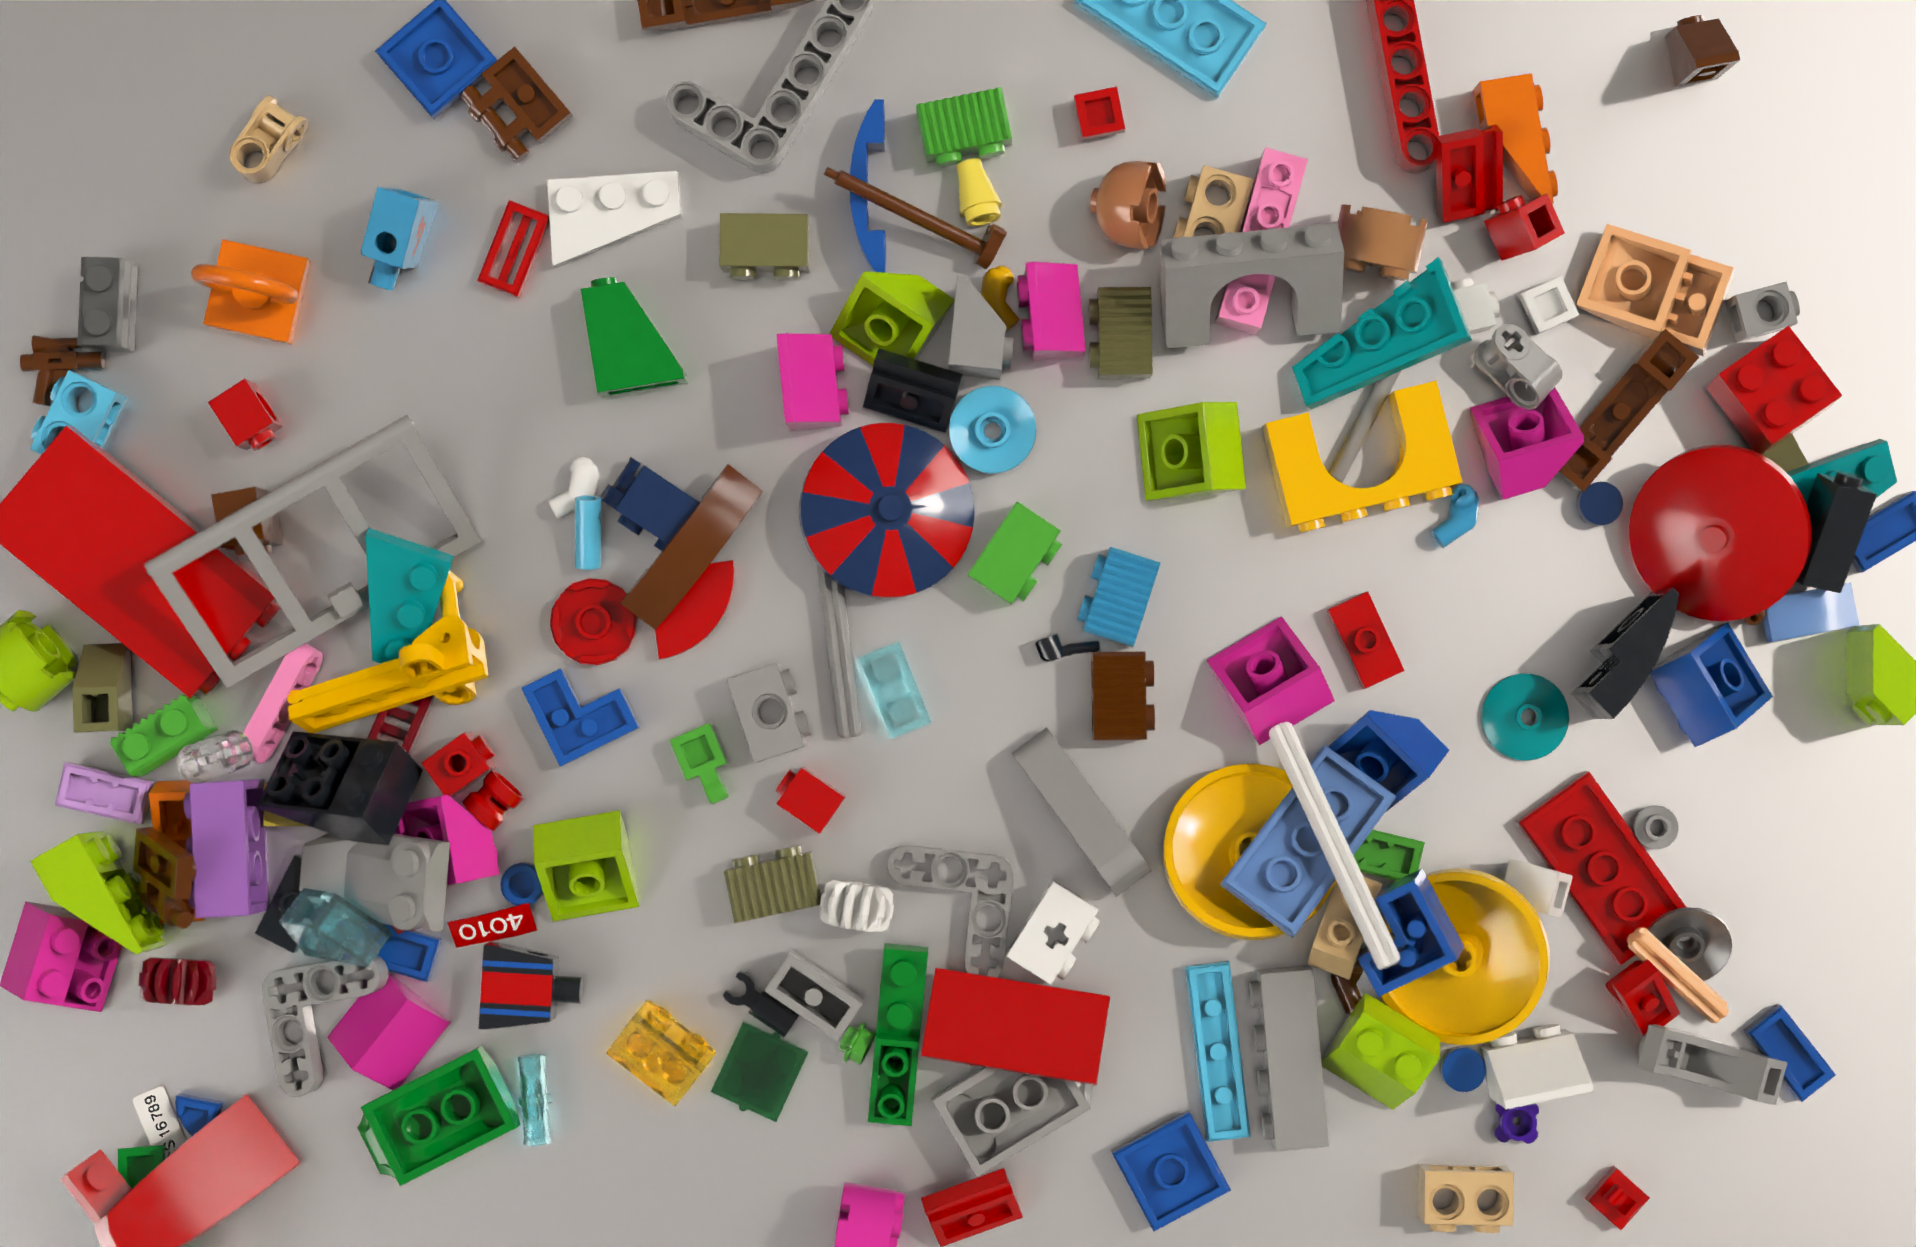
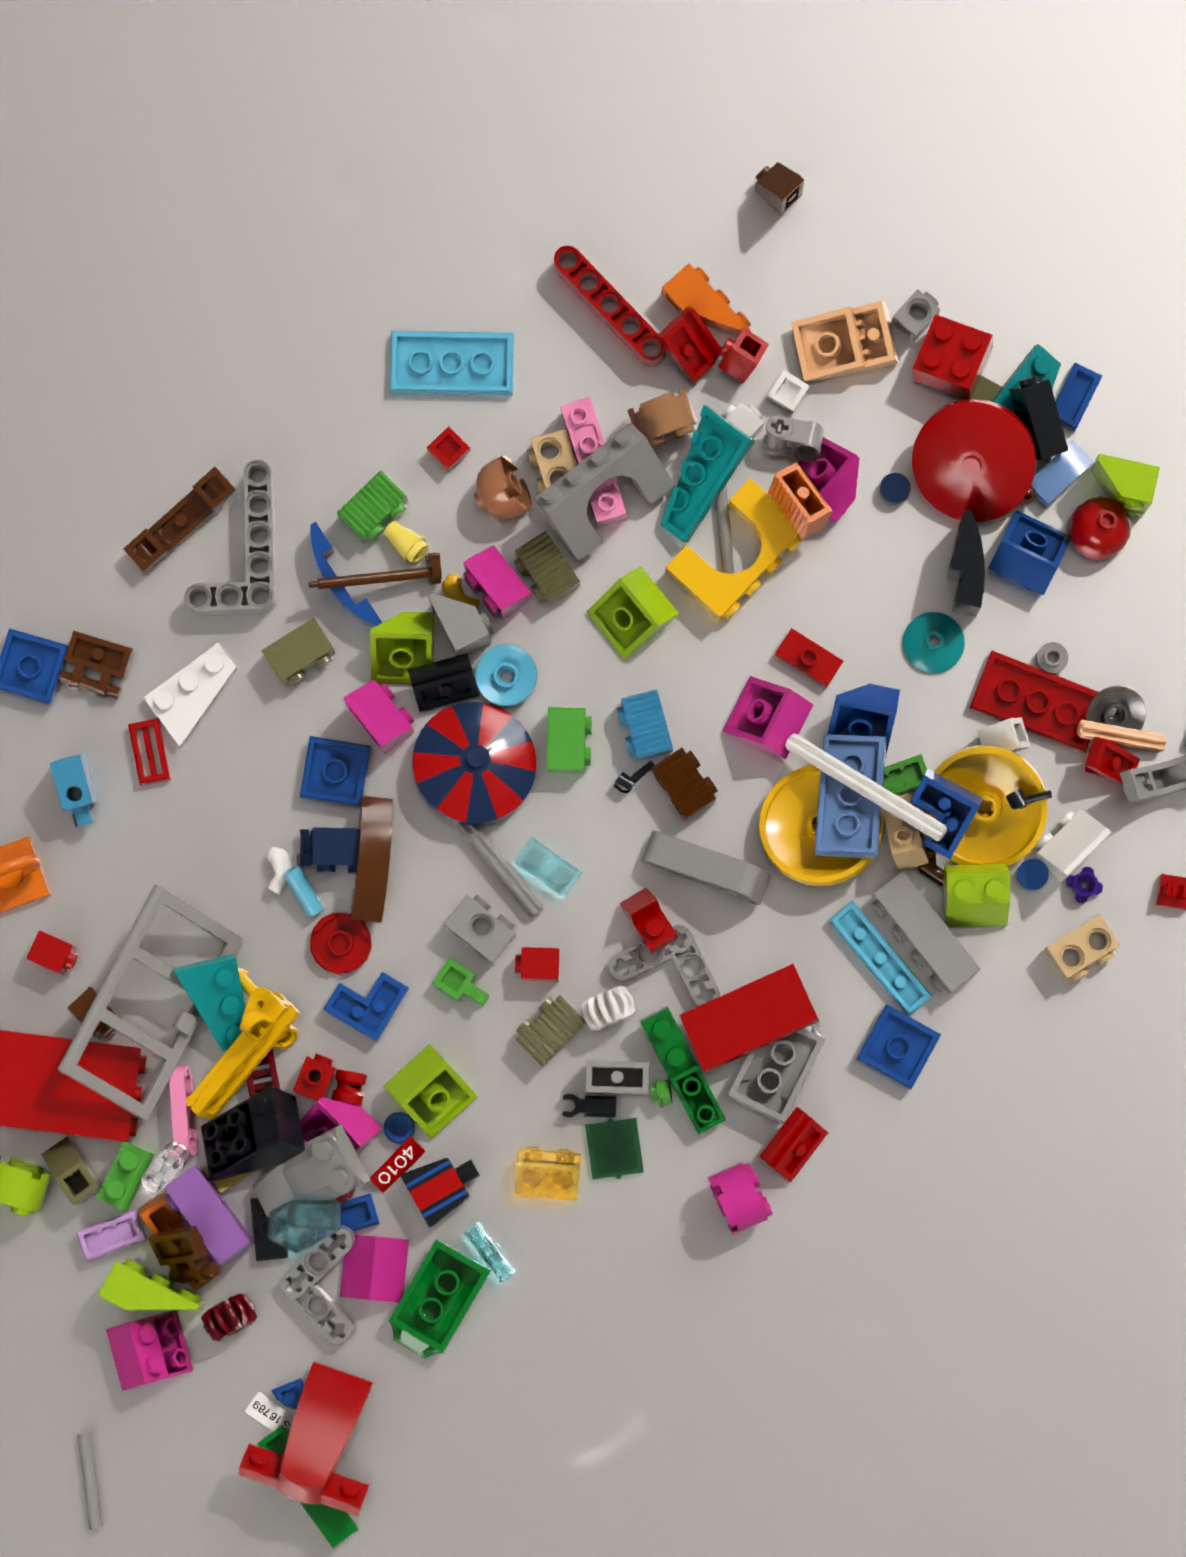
camera: 30 degrees left, 5 degrees down
(624, 342) = (253, 763): green slope -> none
(697, 611) = (399, 897): red tile -> none
(717, 414) = (335, 771): none -> blue plate
(973, 830) = (649, 920): none -> red slope
(1030, 945) = (726, 934): white brick -> none
(1462, 515) = (819, 551): dark azure arm -> none
(1479, 447) = (799, 500): none -> orange brick
(1506, 975) = (1018, 800): none -> black hand
(1627, 405) = (873, 422): reddish brown slope -> none
(1814, 709) = (1099, 528): none -> red cylinder

